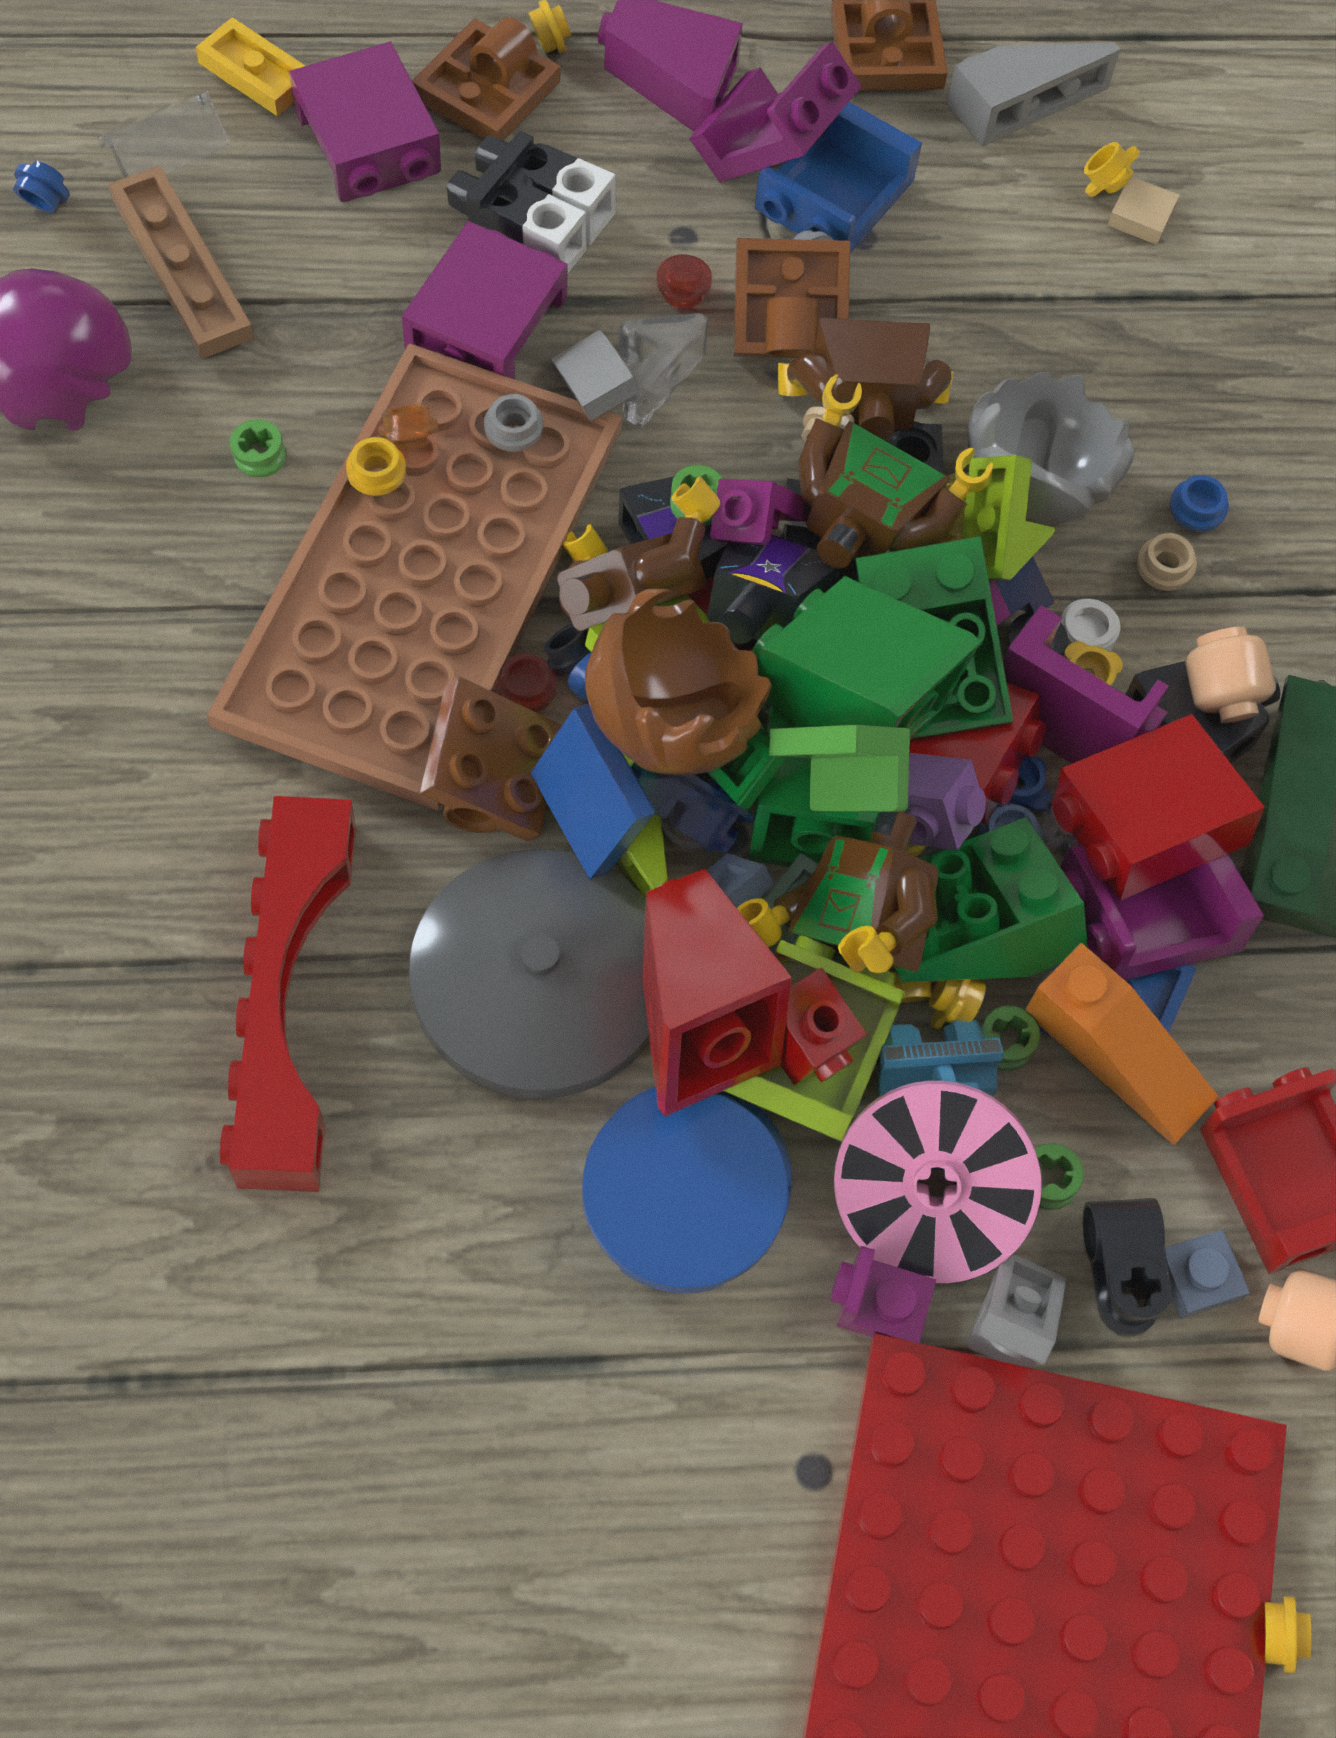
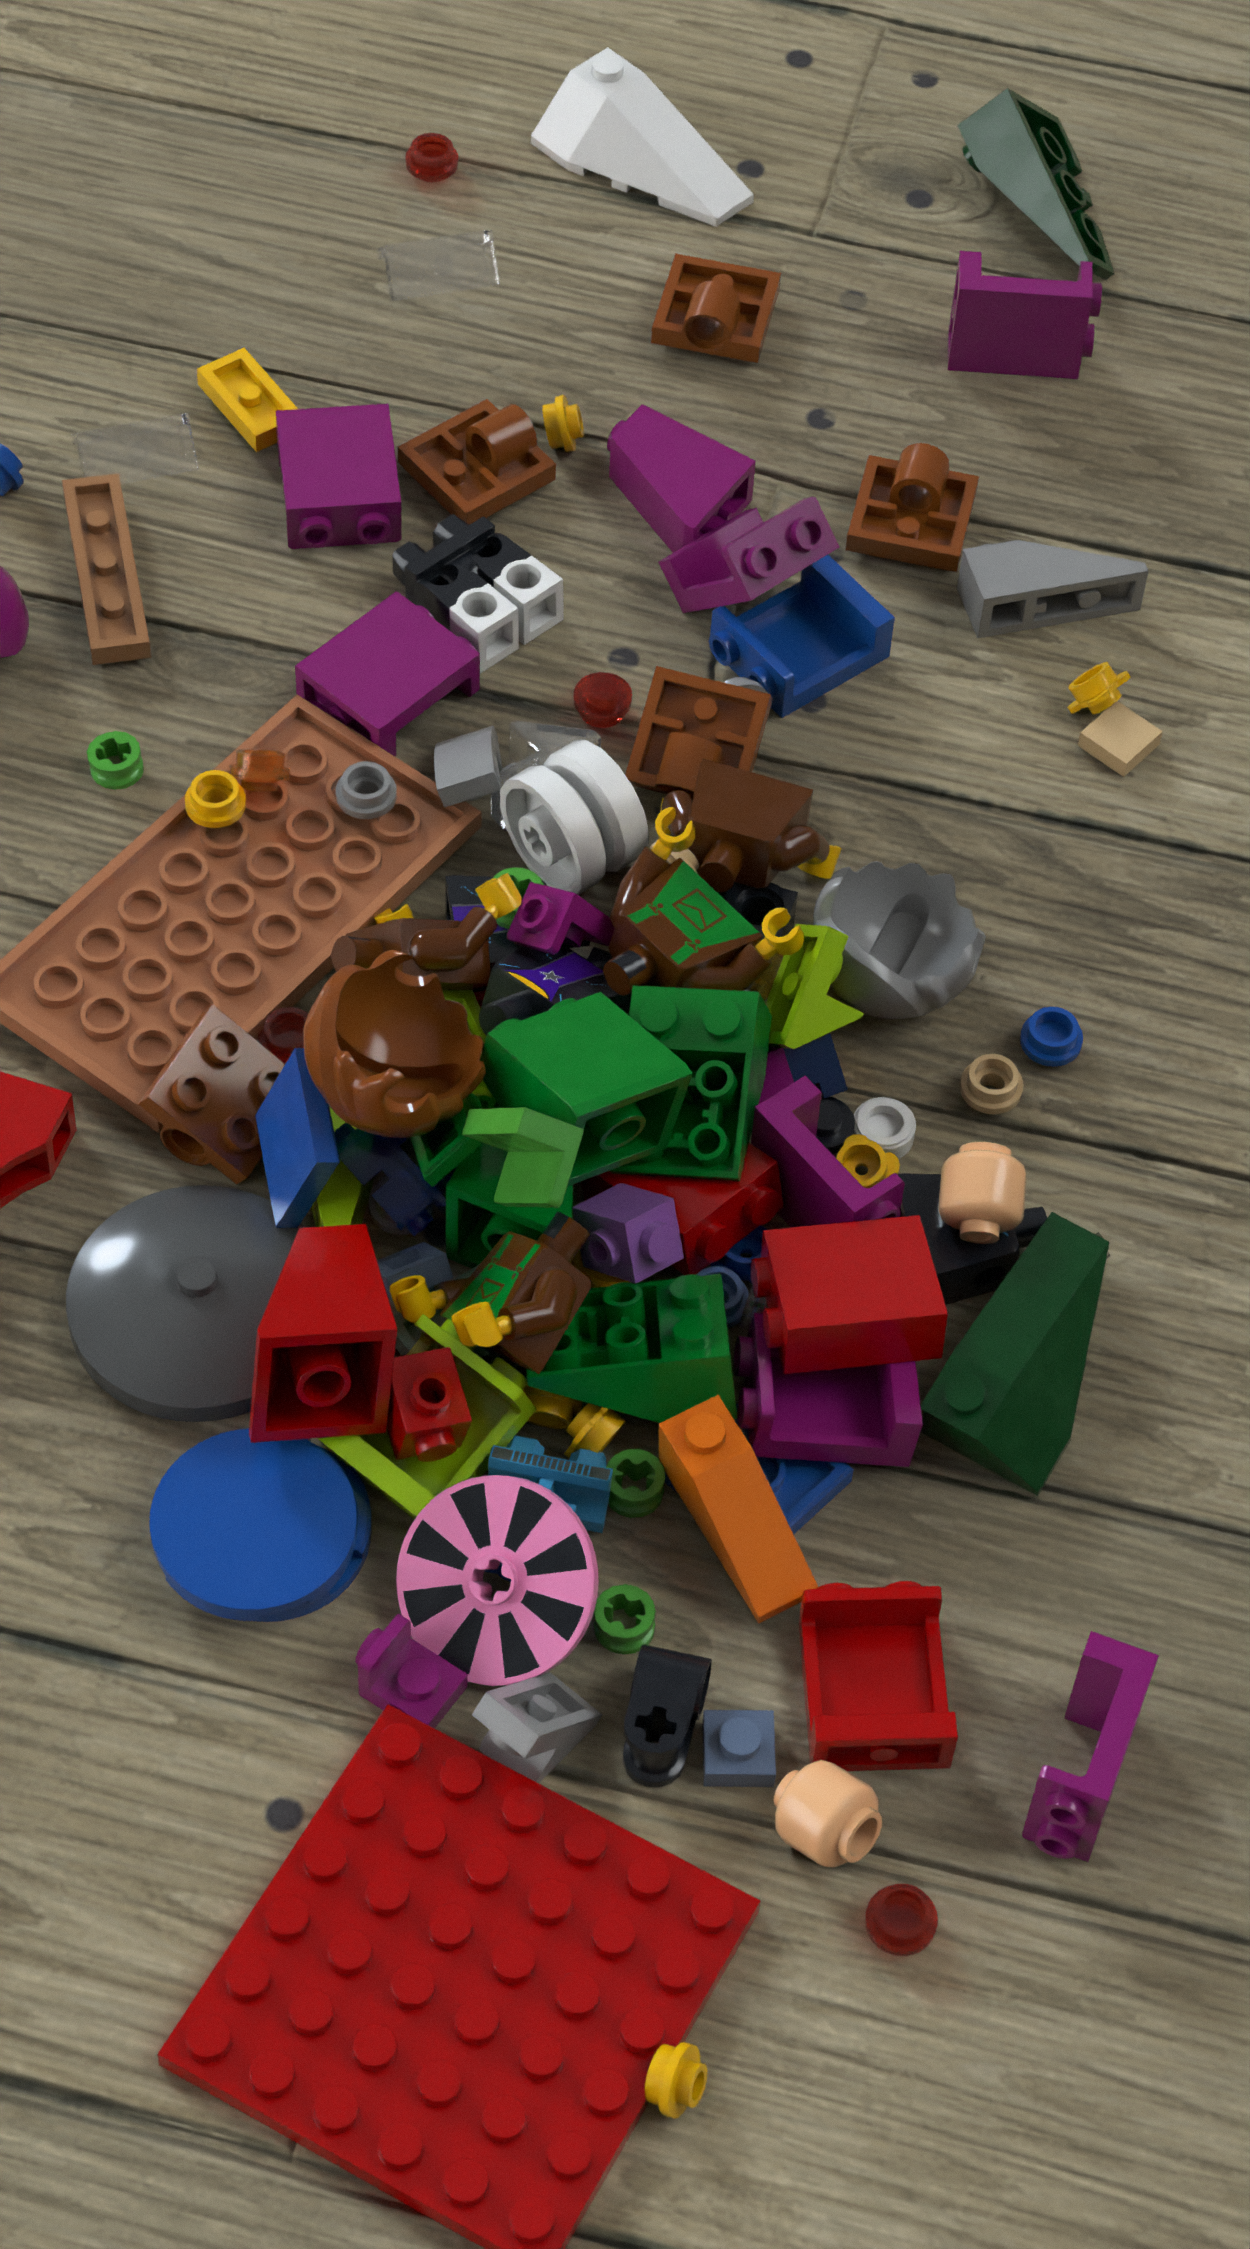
camera: 20 degrees right, 10 degrees down
(717, 401) = (574, 817): none -> white wheel

